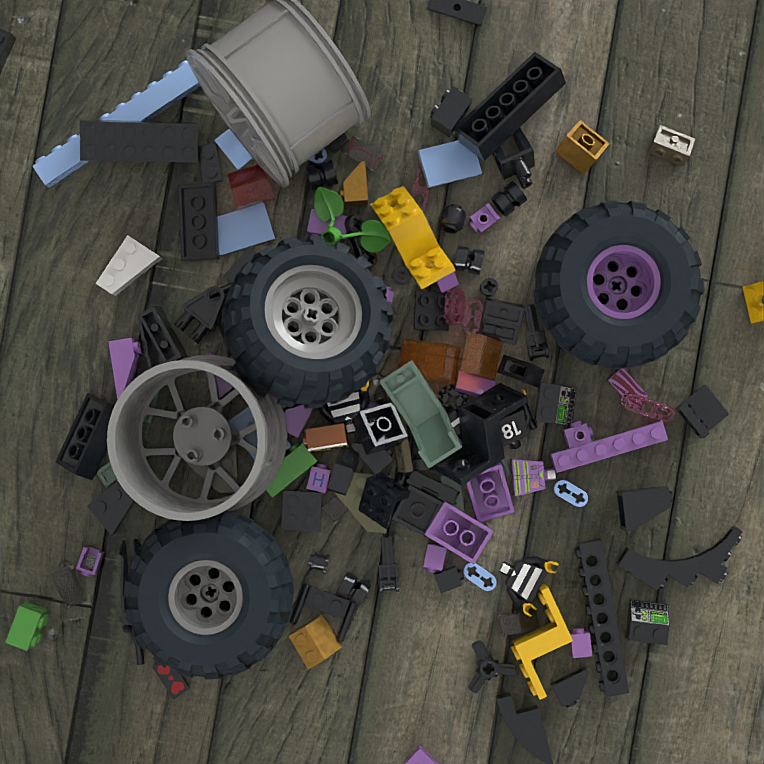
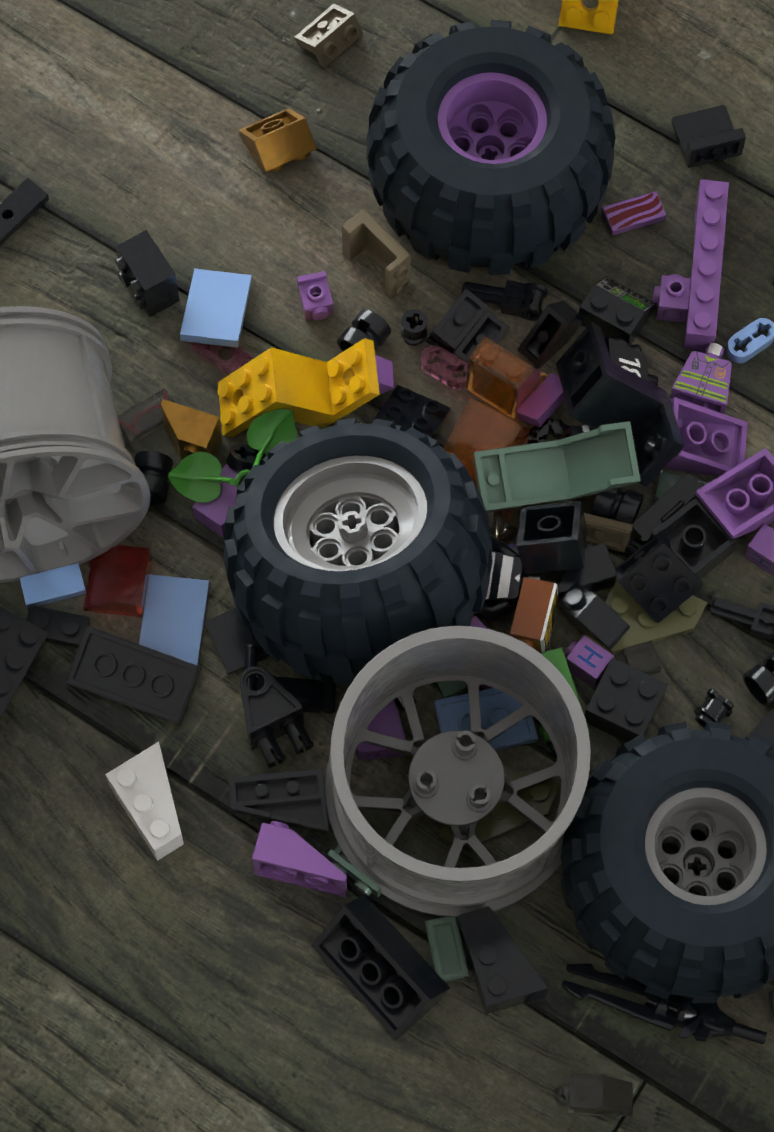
camera: 65 degrees left, 20 degrees down
(90, 561) = (574, 1046): medium lavender window -> none
(452, 218) = (296, 334): black head -> none
(454, 306) = (420, 382): clear pink beam -> none
(509, 106) = (178, 196): black brick -> none
(509, 198) = (304, 251): black wheel -> none
(519, 163) = (261, 223): black piece -> none
(535, 228) = (367, 235): none -> dark tan panel
(640, 407) = (669, 206): clear pink beam -> none

